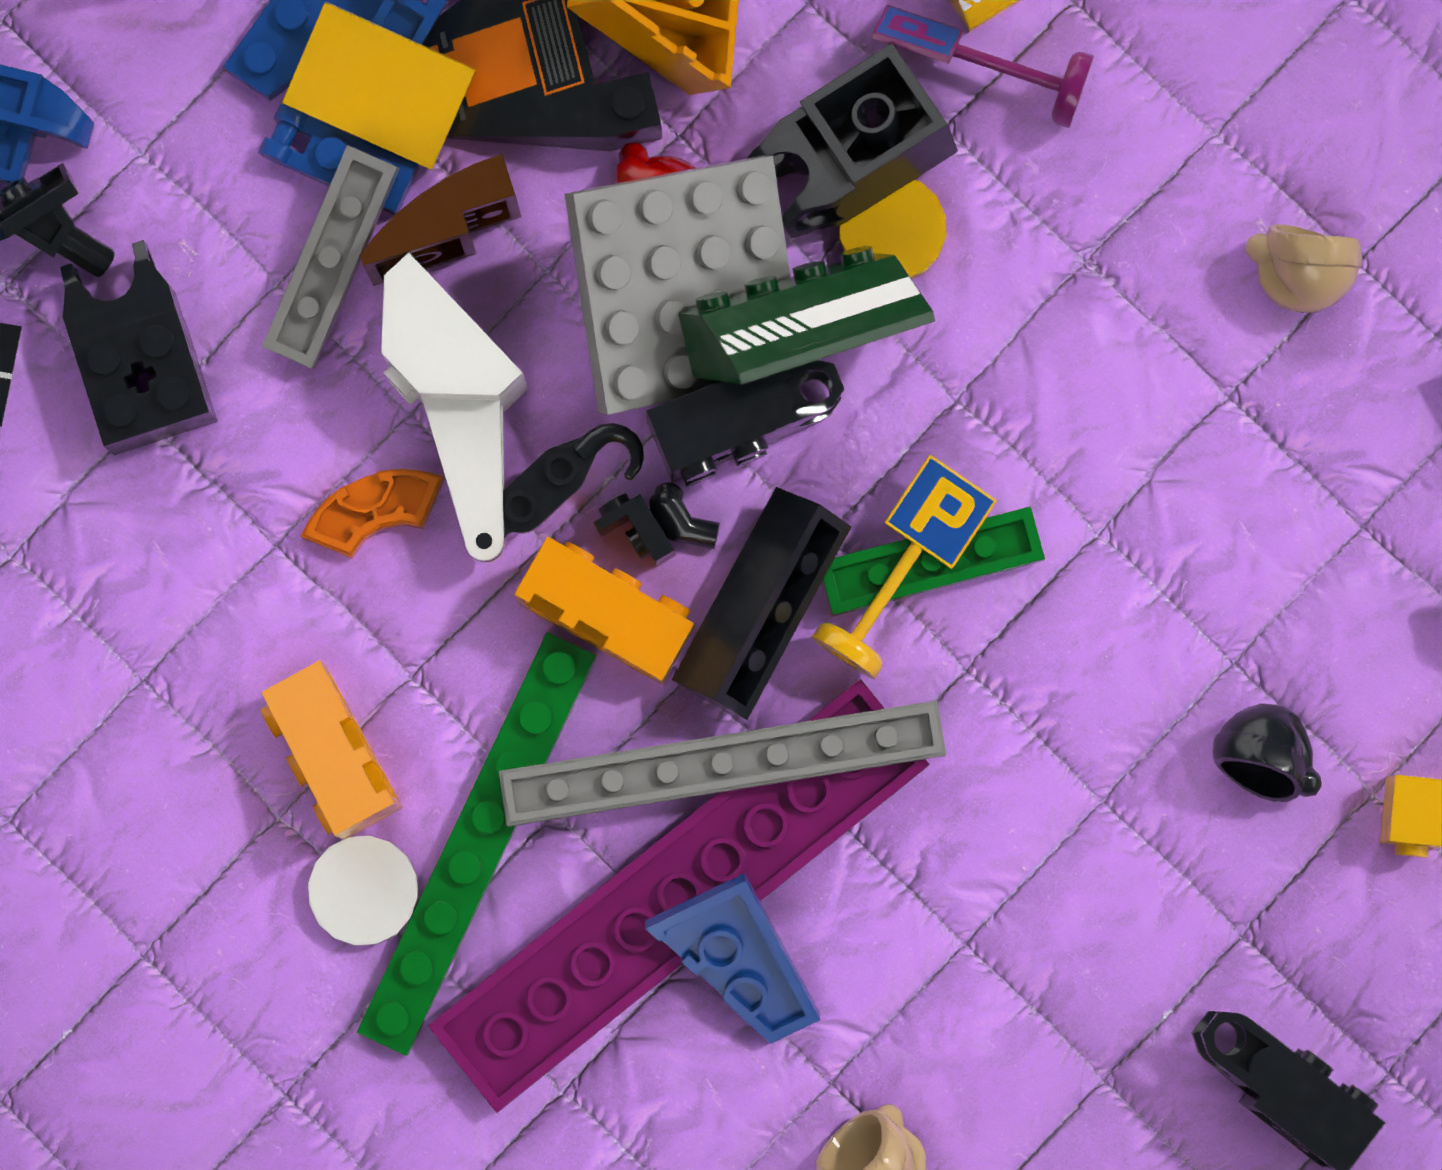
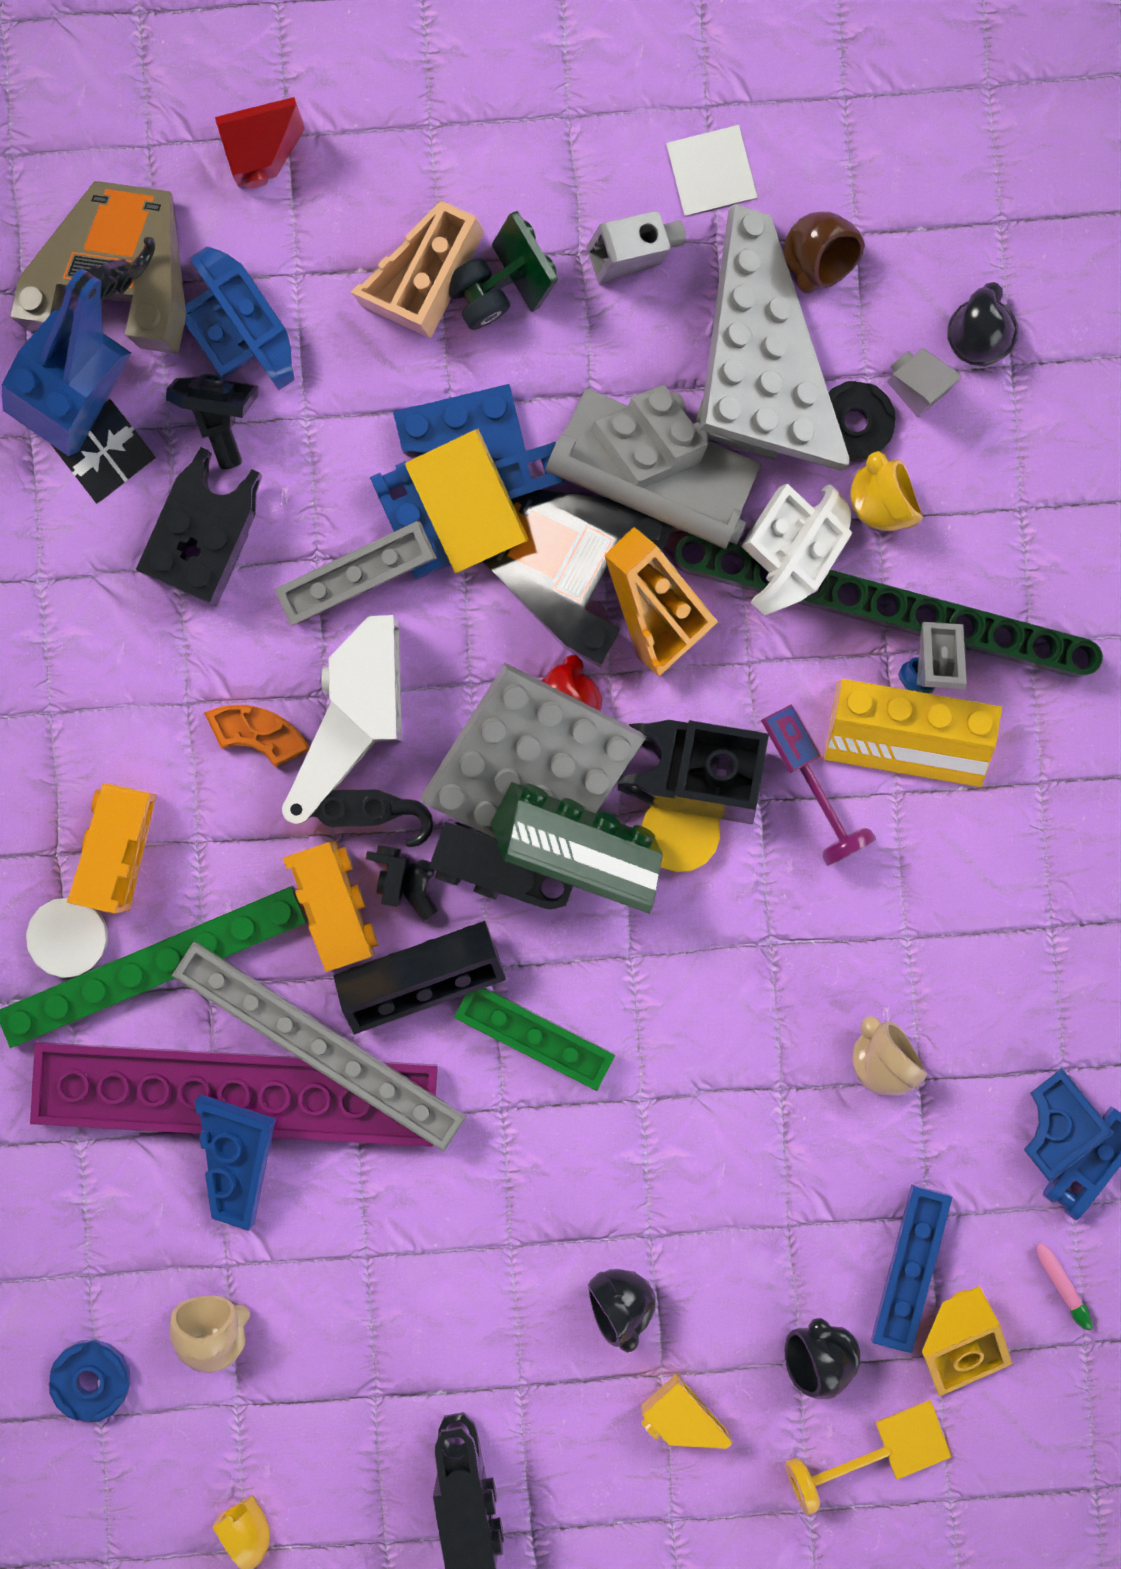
camera: 40 degrees right, 5 degrees up
(440, 220) = (434, 610): reddish brown slope -> none
(938, 516) = (558, 1015): piece -> none

